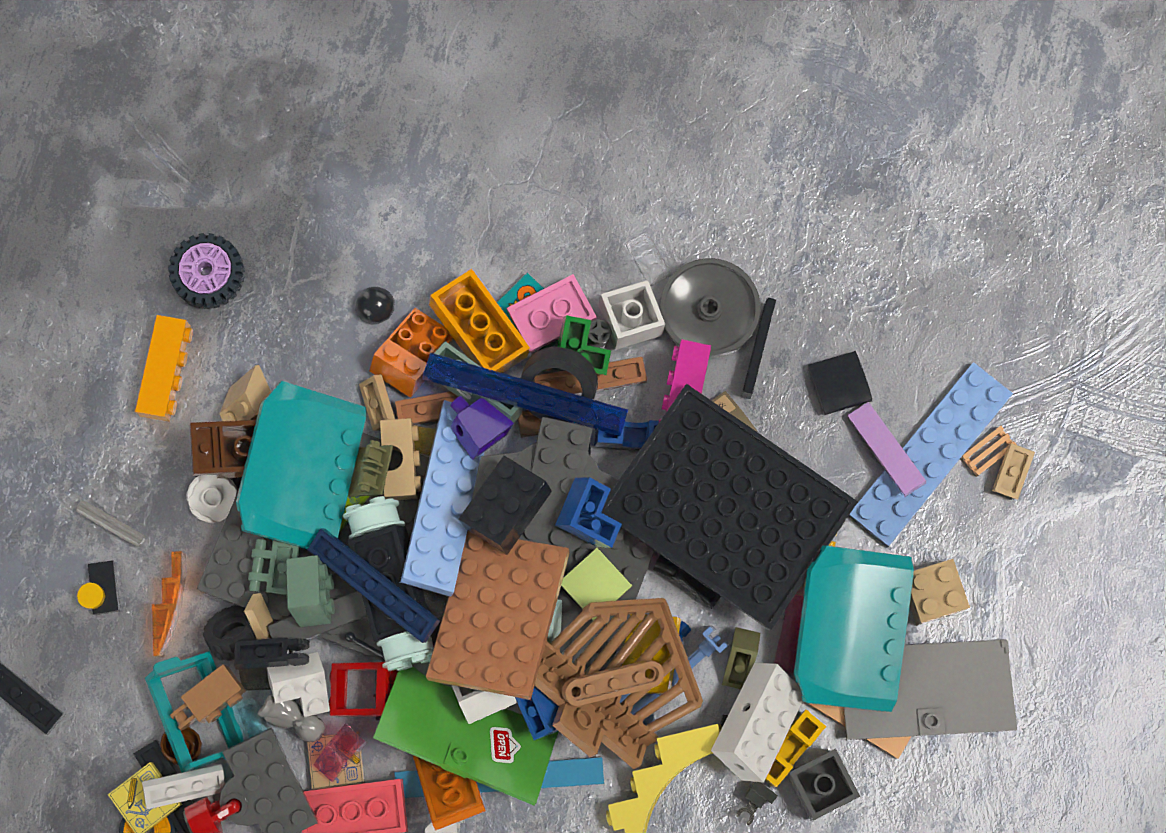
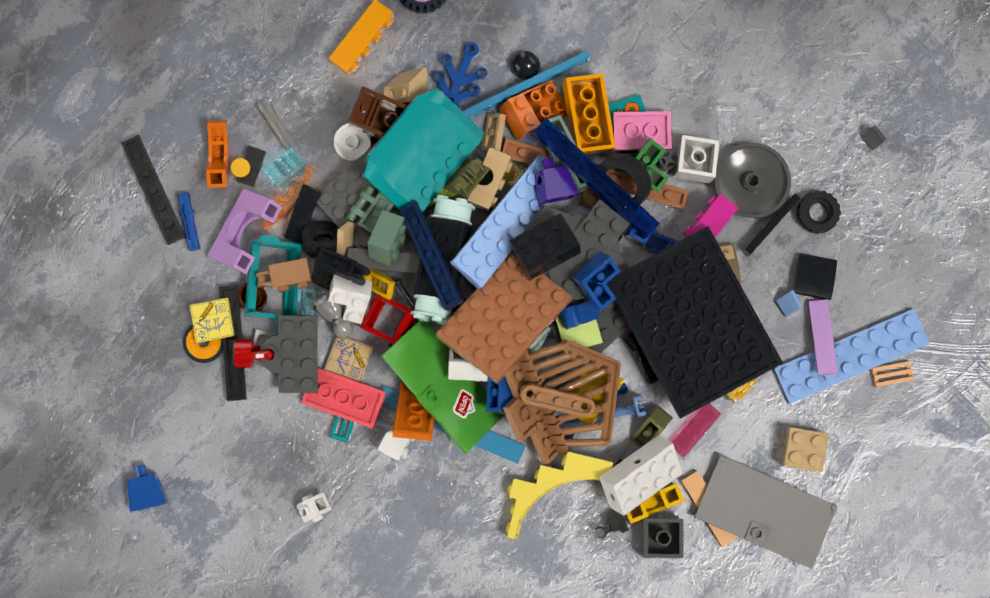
camera: 25 degrees right, 5 degrees up
(52, 684) = (188, 221): none -> blue pin
(57, 593) = (219, 154): none -> orange arch
(122, 641) = (246, 209): none -> lavender arch
(146, 569) = (285, 169): none -> clear light blue brick
(183, 786) = (241, 325): white plate -> none
(192, 612) = (302, 213): none -> black tile
(305, 359) = (460, 79): none -> blue plant
(328, 657) = (377, 288): none -> yellow slope
(339, 752) = (354, 354): clear pink slope -> none
(401, 311) = (528, 84): none -> dark azure tile
(587, 566) = (578, 315): none -> blue panel
(805, 287) = (831, 205): none -> black tyre
(823, 189) = (873, 138): none -> dark grey slope
(826, 428) = (789, 303): none -> light blue tile
(854, 628) = (736, 445): teal slope -> none
(1013, 471) = (901, 396): tan plate -> none

